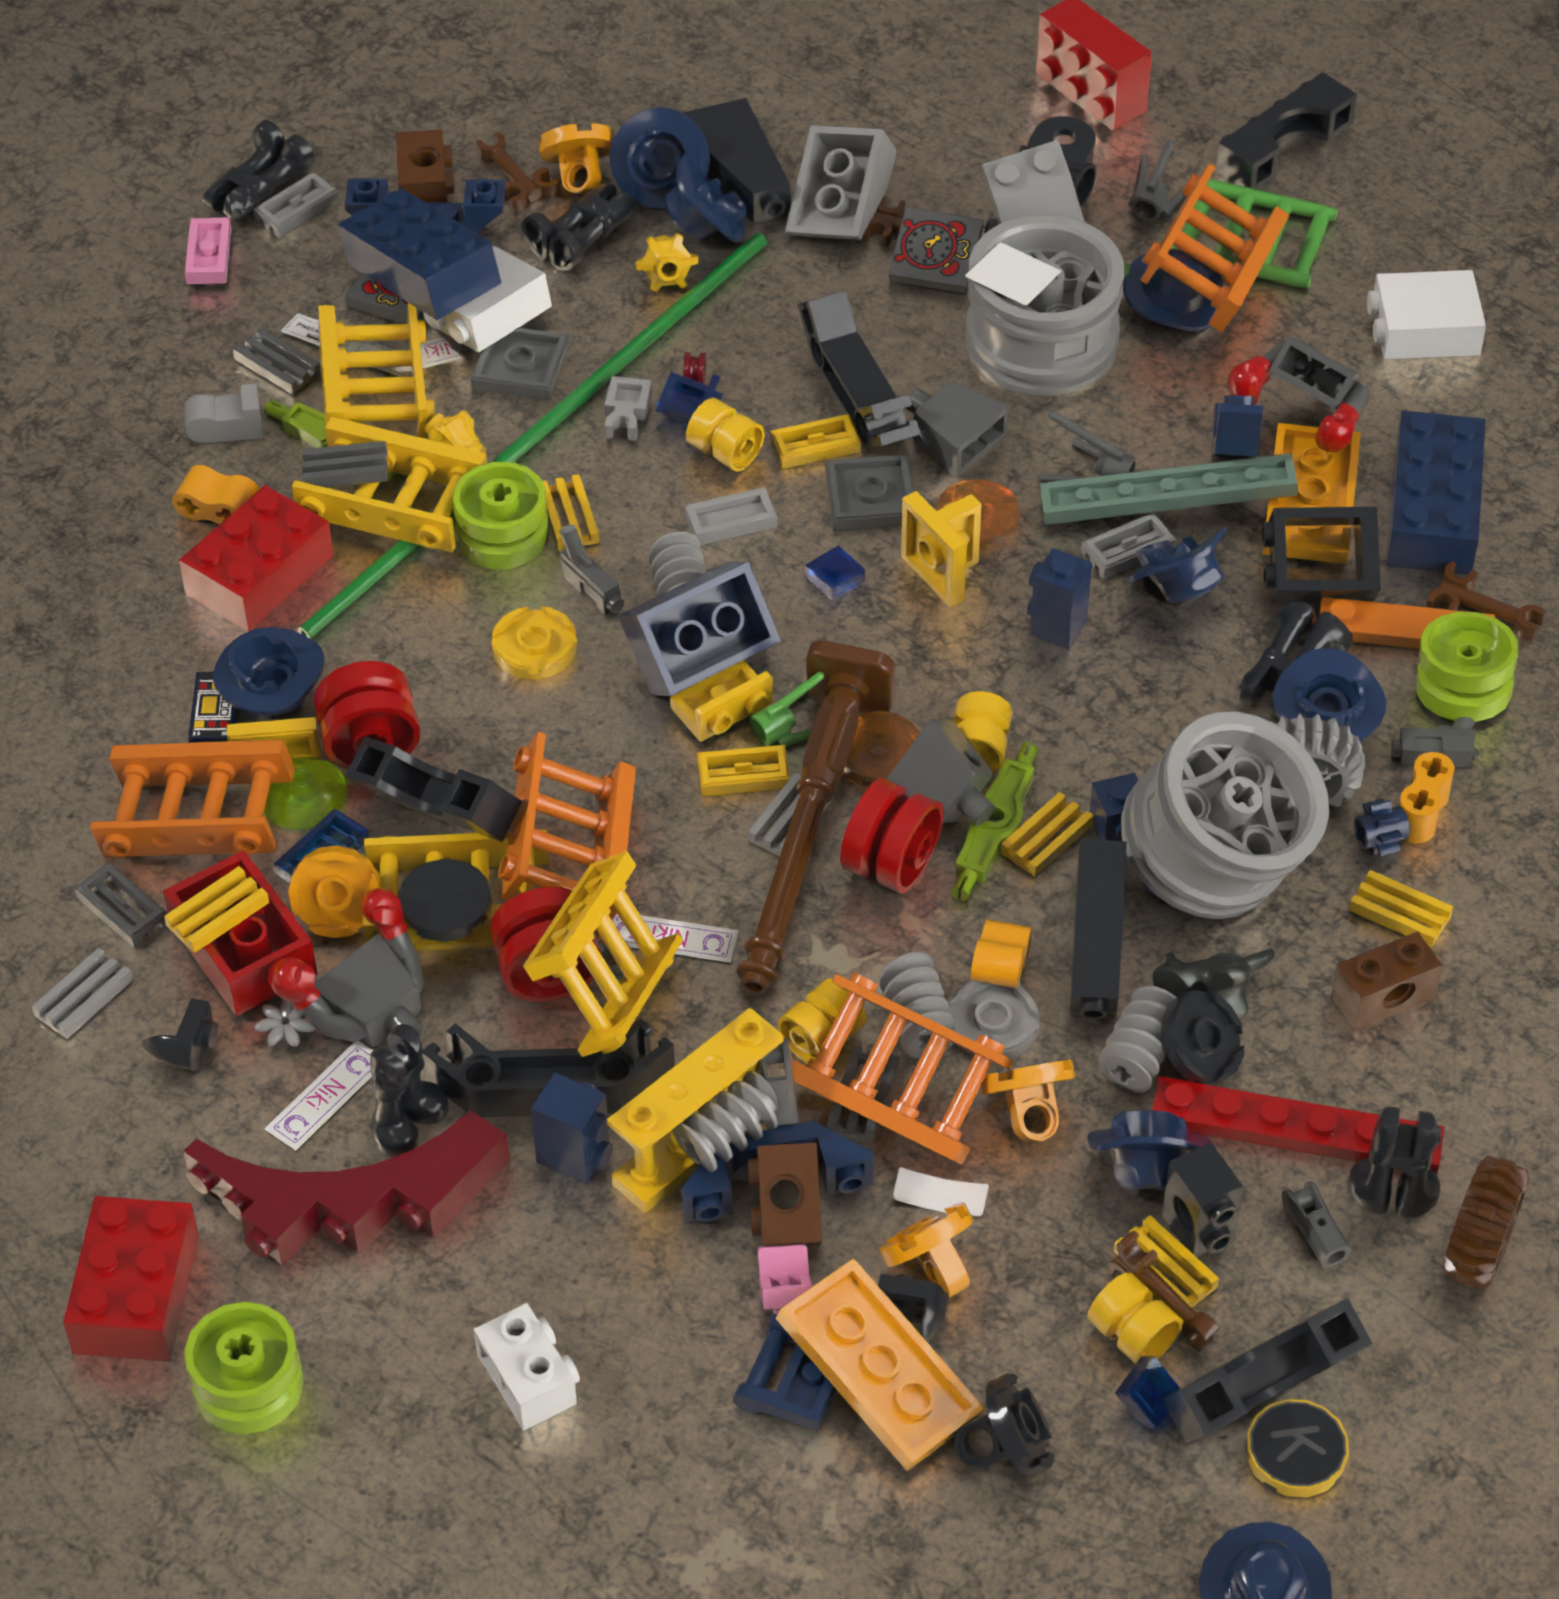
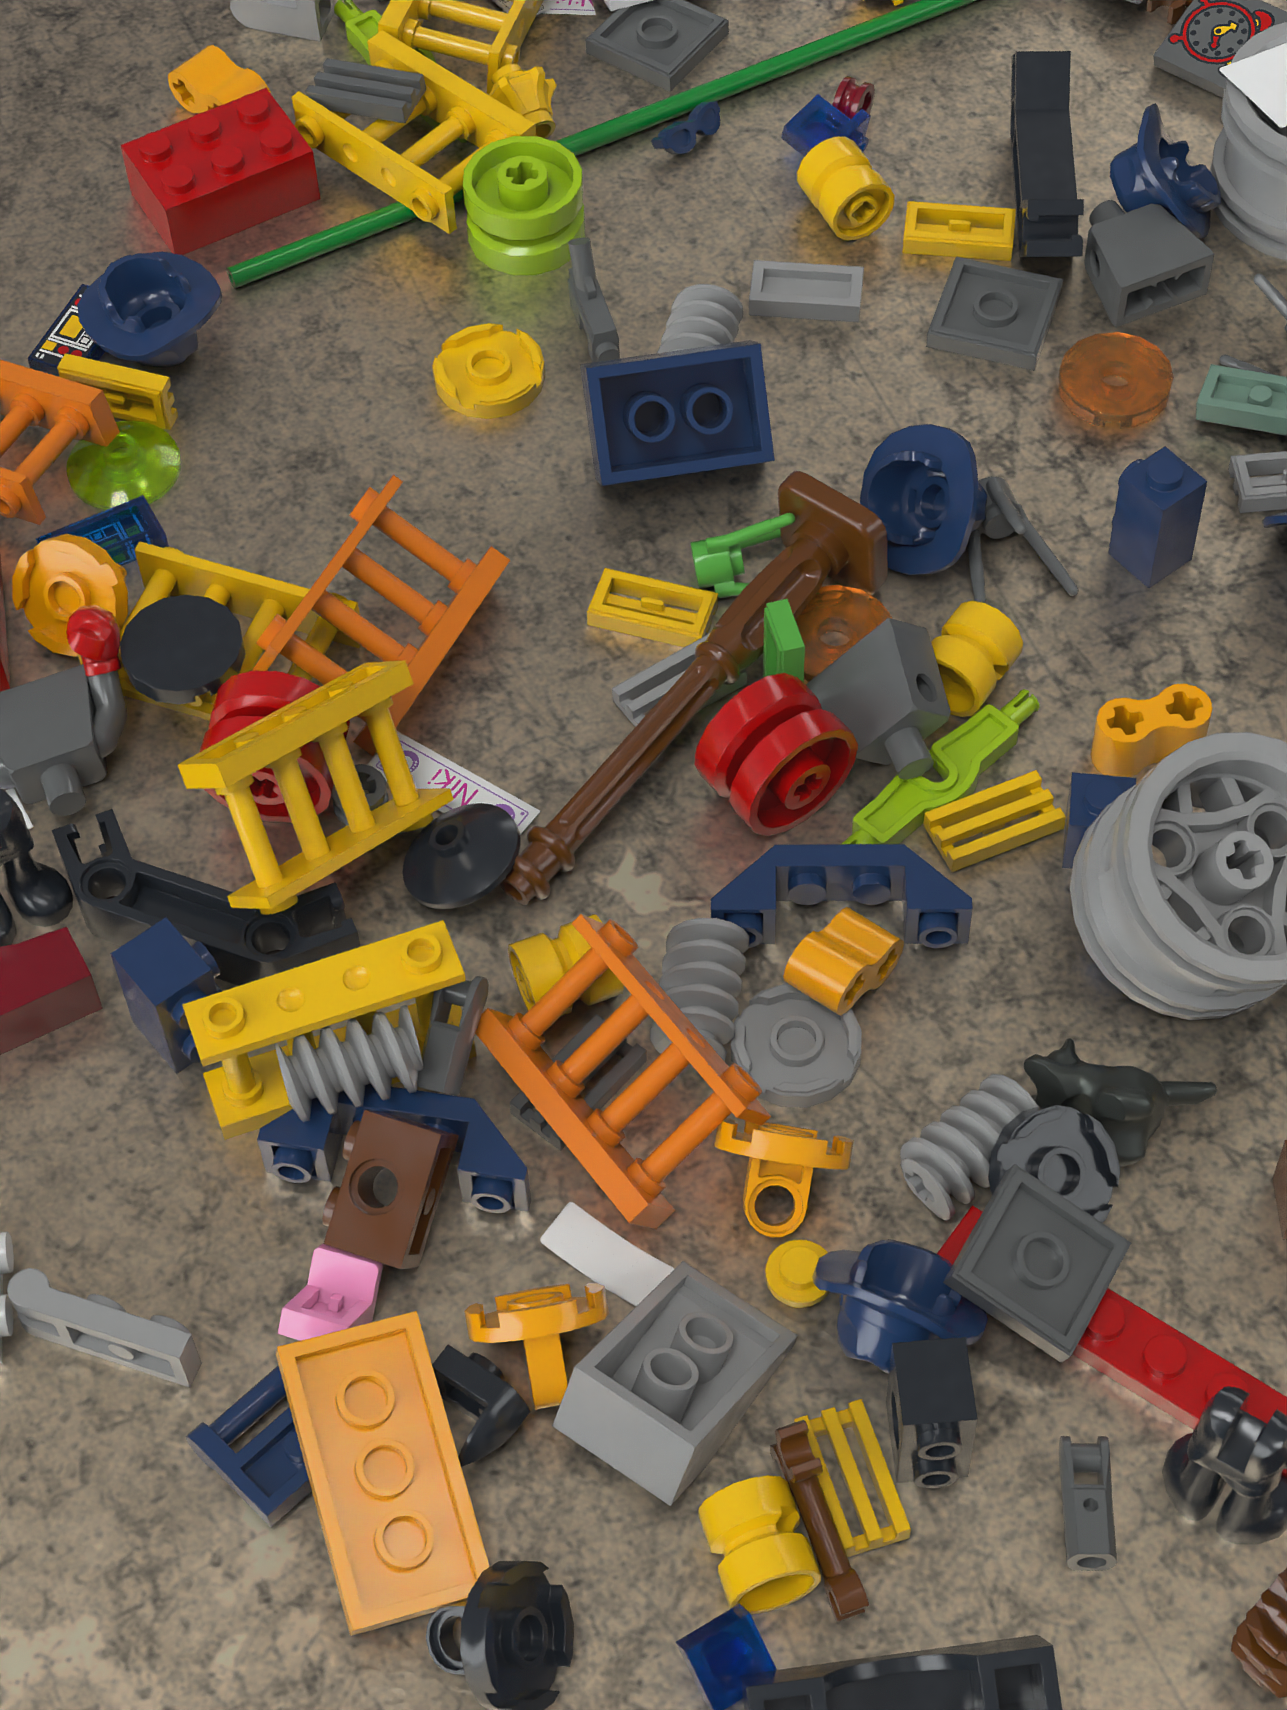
camera: 25 degrees right, 5 degrees up
(362, 702) = (225, 394): red wheel -> none
(453, 798) = (252, 511): black arch -> none
(563, 490) = (618, 200): yellow tile -> none
(581, 430) = (681, 135): none -> dark blue piece
(625, 404) = (749, 117): light grey plate -> none
(640, 1353) = (104, 1329): none -> light grey plate
(707, 975) = (461, 856): none -> black dish
(723, 700) = (669, 511): yellow bracket -> none
(835, 572) = (897, 398): clear blue plate -> none
(862, 765) = (782, 641): none -> bright green tile
(905, 625) = (925, 495): none -> dark blue hat
(940, 362) = (1160, 174): none -> dark blue hat
(941, 543) = (1043, 399): yellow bracket -> none
(947, 631) = (1002, 519): none -> dark grey plant
(1028, 1248) = (672, 1381): none -> light grey slope
(1034, 899) = (932, 905): none -> dark blue slope
(1071, 1157) = (791, 1272): none -> yellow plate
(1098, 928) = (986, 971): black slope -> none
(1122, 741) = (1144, 732): none -> light orange axle
(1223, 1090) = (1037, 1263): none -> dark grey tile

